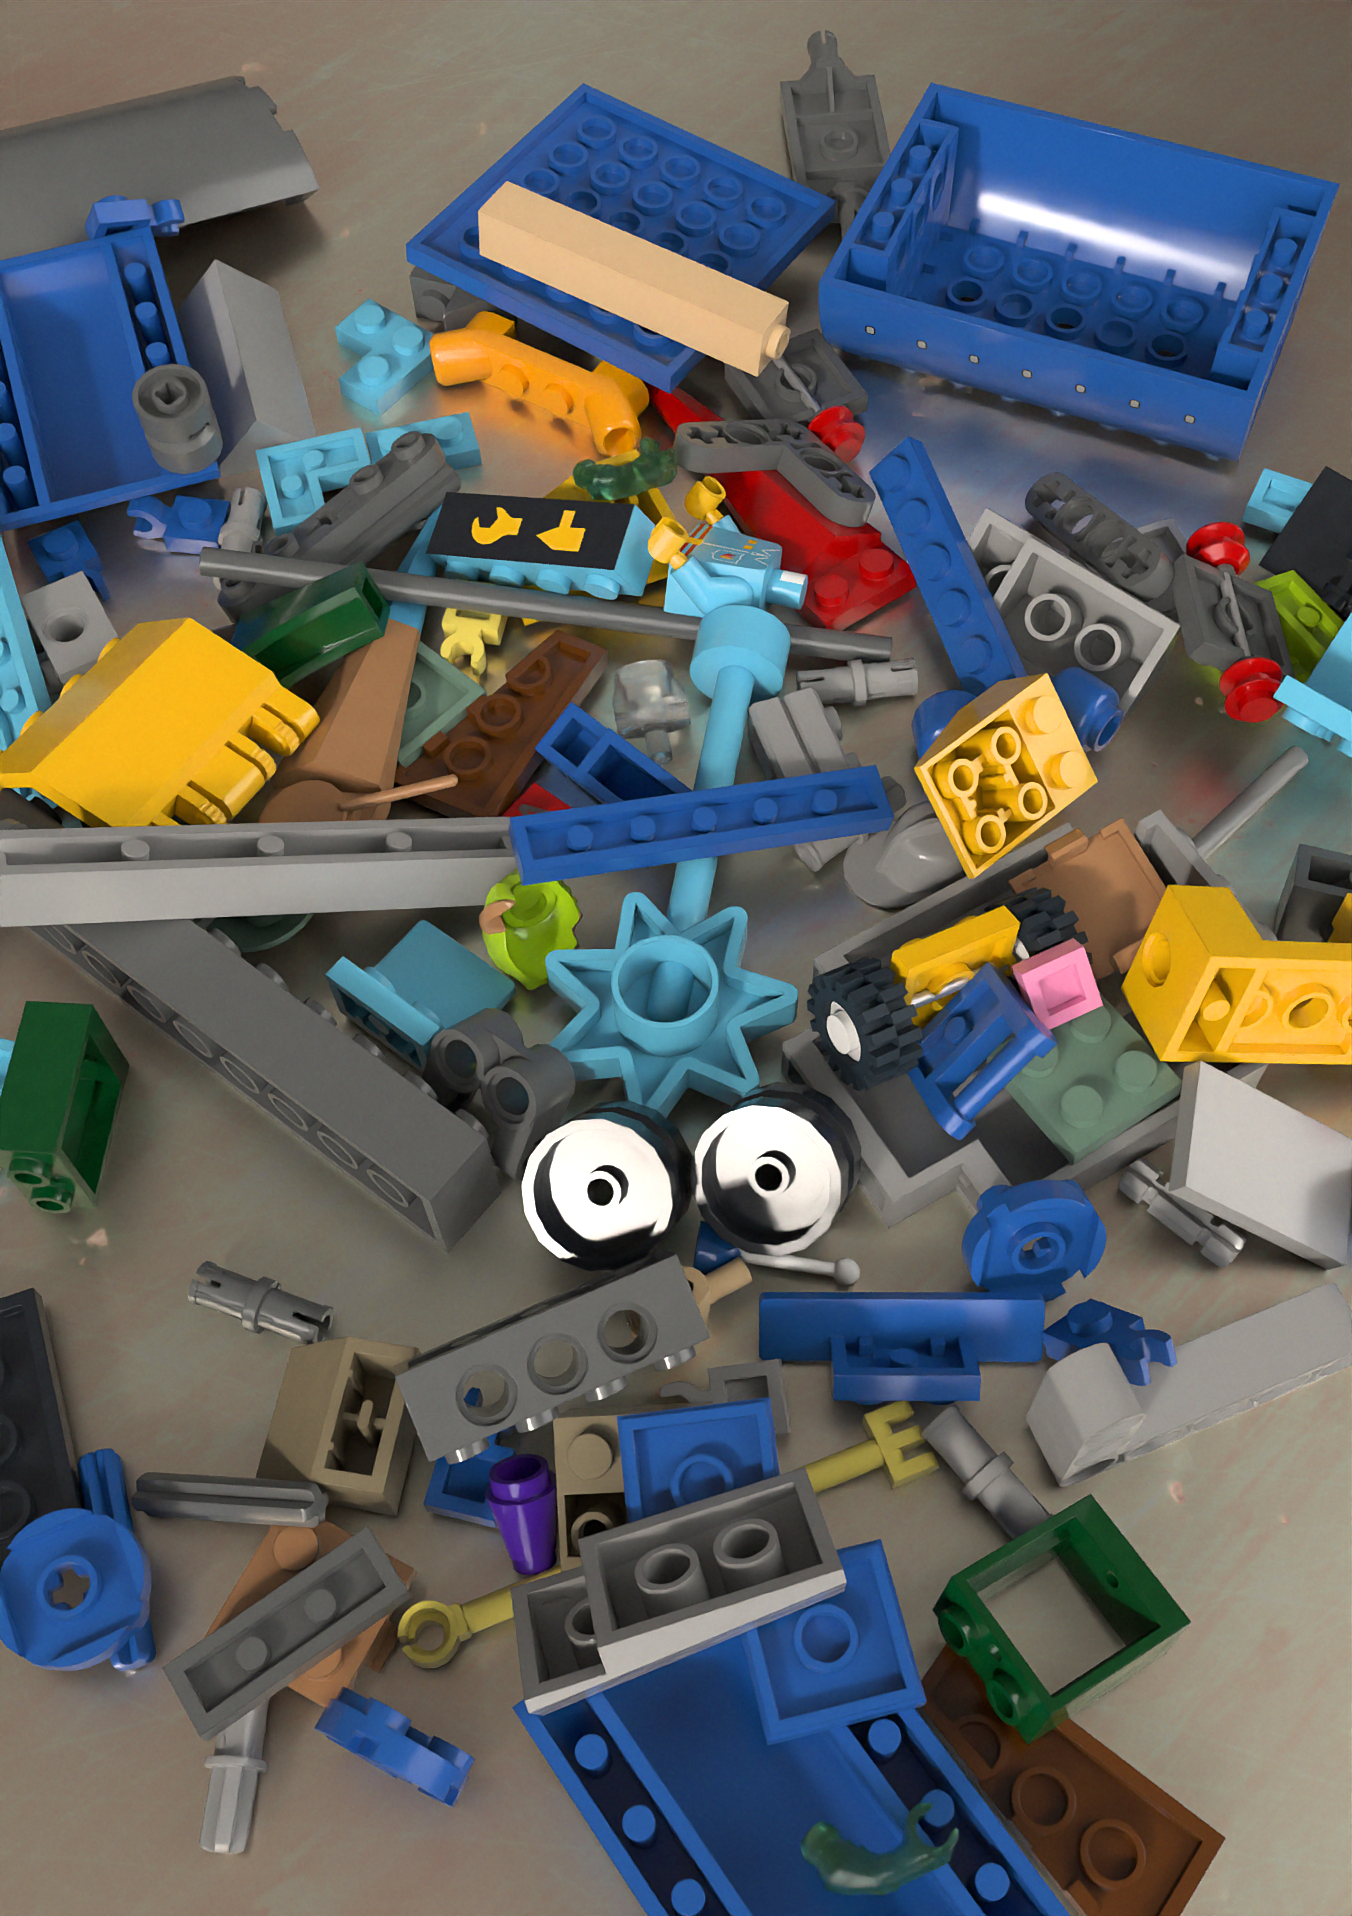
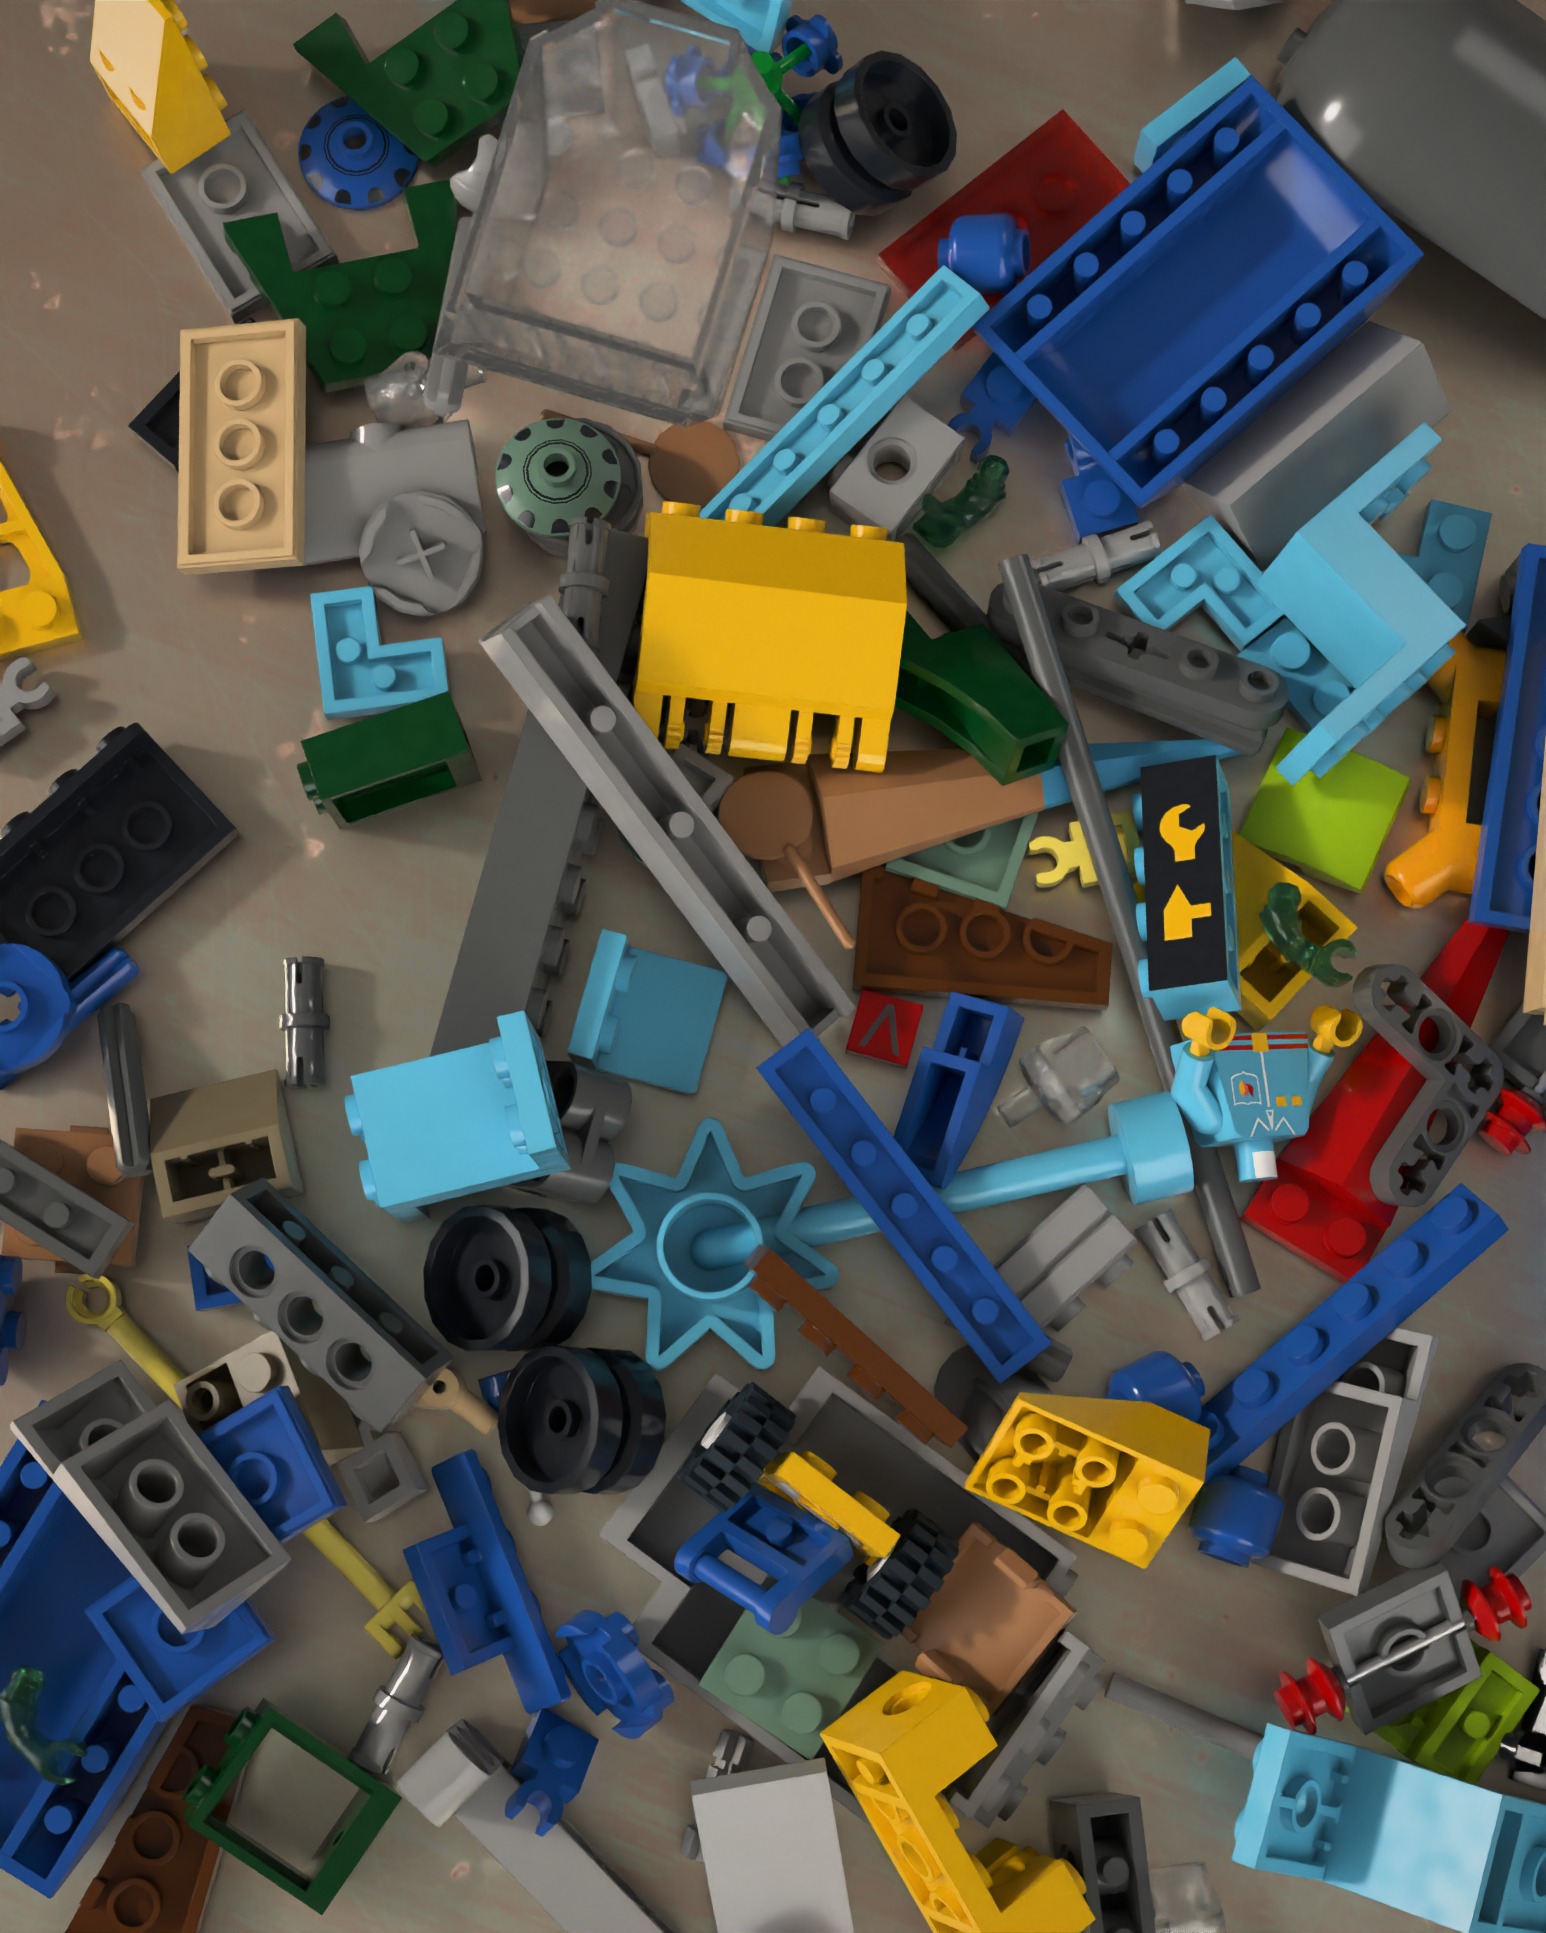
camera: 65 degrees right, 20 degrees up
(118, 215) = (1415, 218): blue plate -> none
(136, 597) = (978, 498): none -> clear green piece
(177, 418) = (1158, 444): dark grey wheel -> none
(392, 363) = (1362, 605): none -> medium azure bracket
(440, 1117) = (457, 1122): none -> medium azure bracket
(523, 457) = (1328, 823): none -> lime slope
(525, 1510) = (211, 1332): dark purple cone -> none
(527, 924) = (734, 1089): lime hair -> none
(812, 901) = (872, 1368): none -> reddish brown wing
(1058, 983) = (847, 1612): bright pink tile -> none

